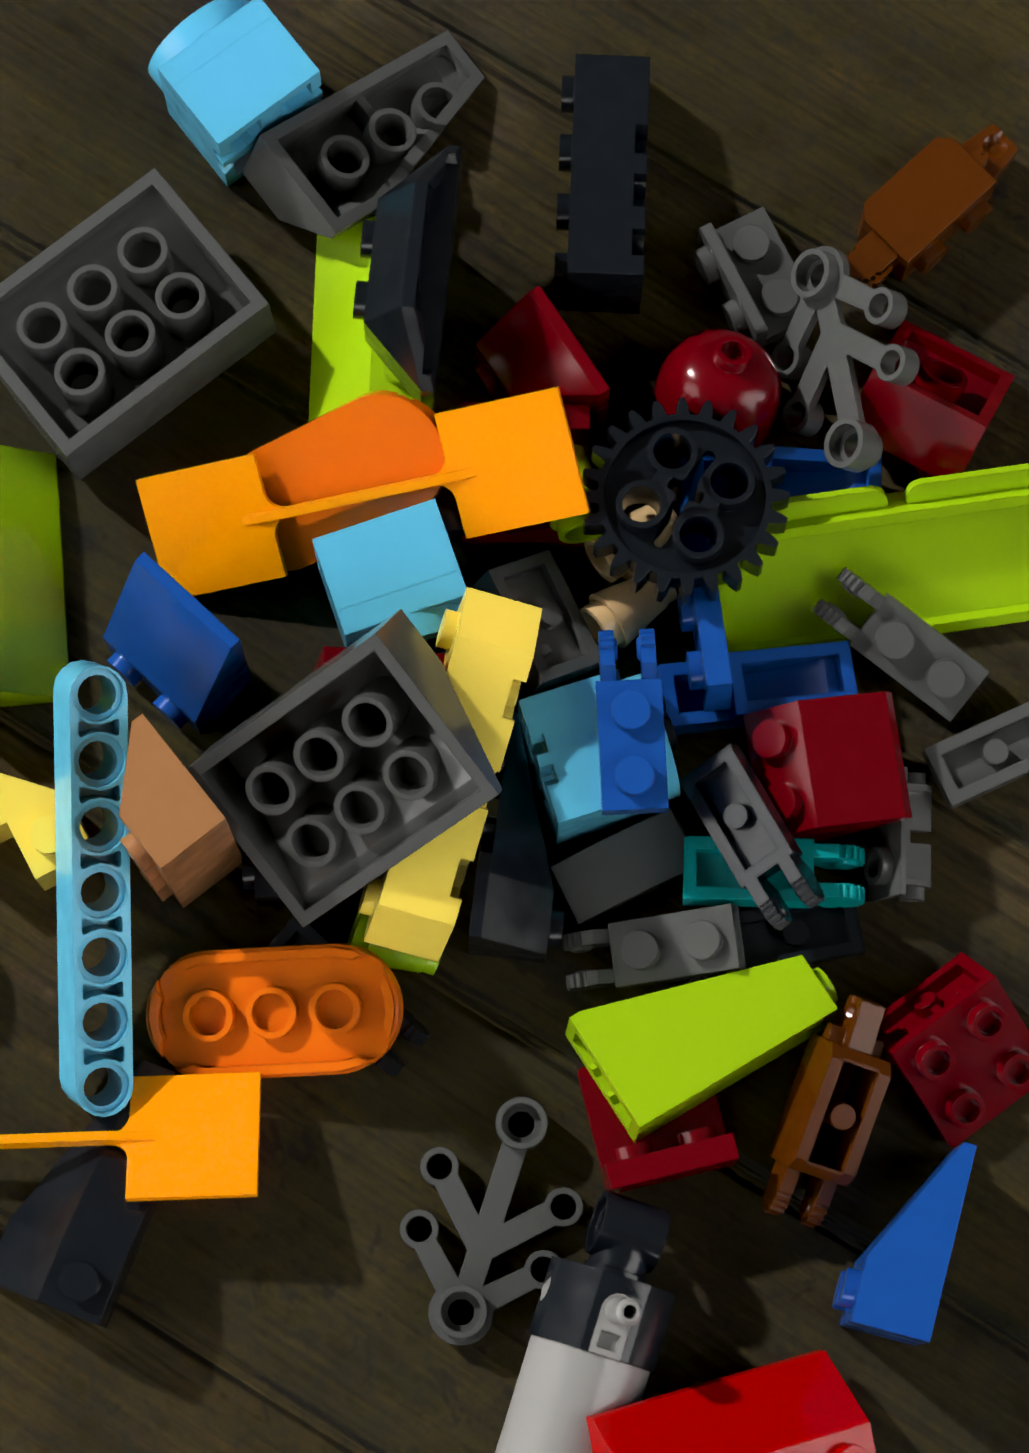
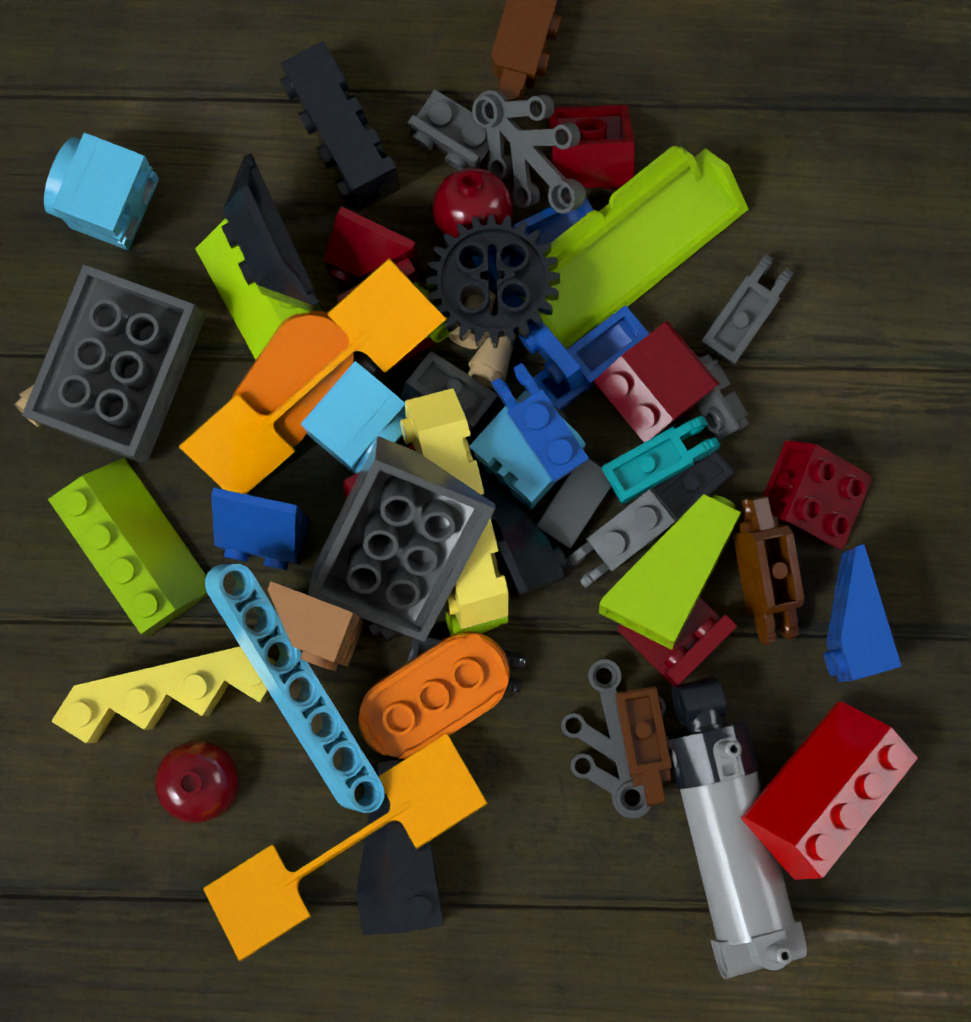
camera: 25 degrees left, 5 degrees up
(359, 143) = (190, 183): dark grey wedge -> none
(521, 1242) = (644, 741): none -> reddish brown hinge
(750, 832) = (638, 444): black hinge -> none
(907, 648) = (659, 290): dark grey hinge -> none

